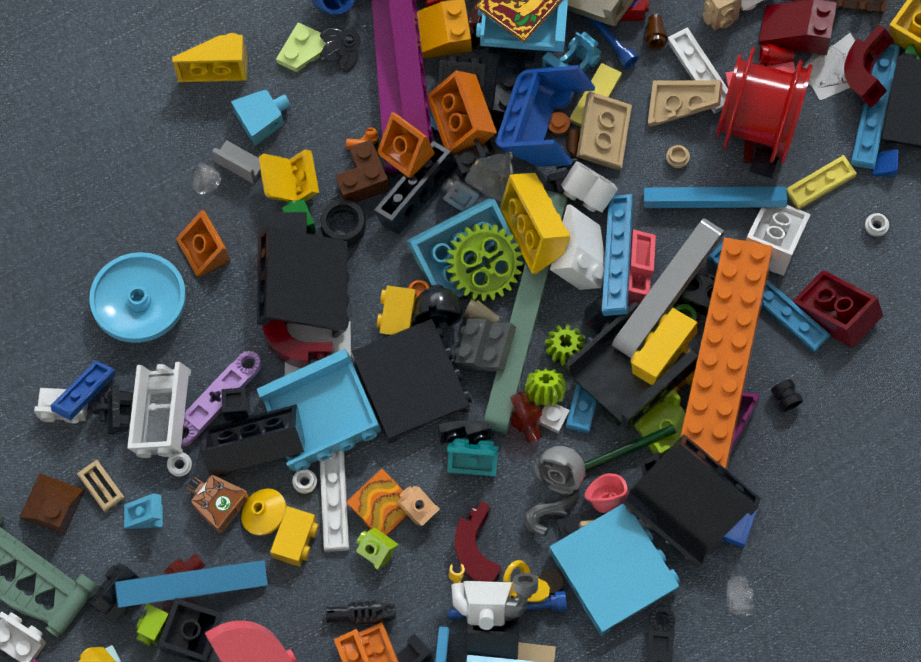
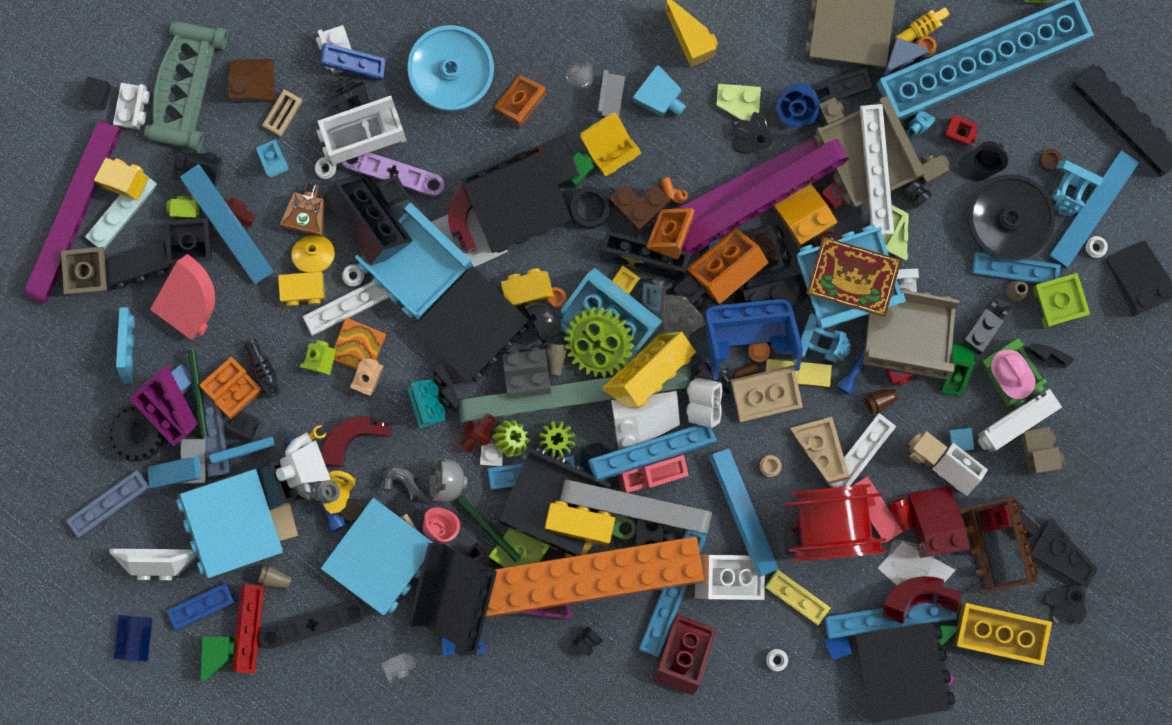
camera: 60 degrees right, 15 degrees up
(430, 217) = (626, 279): none -> yellow tile

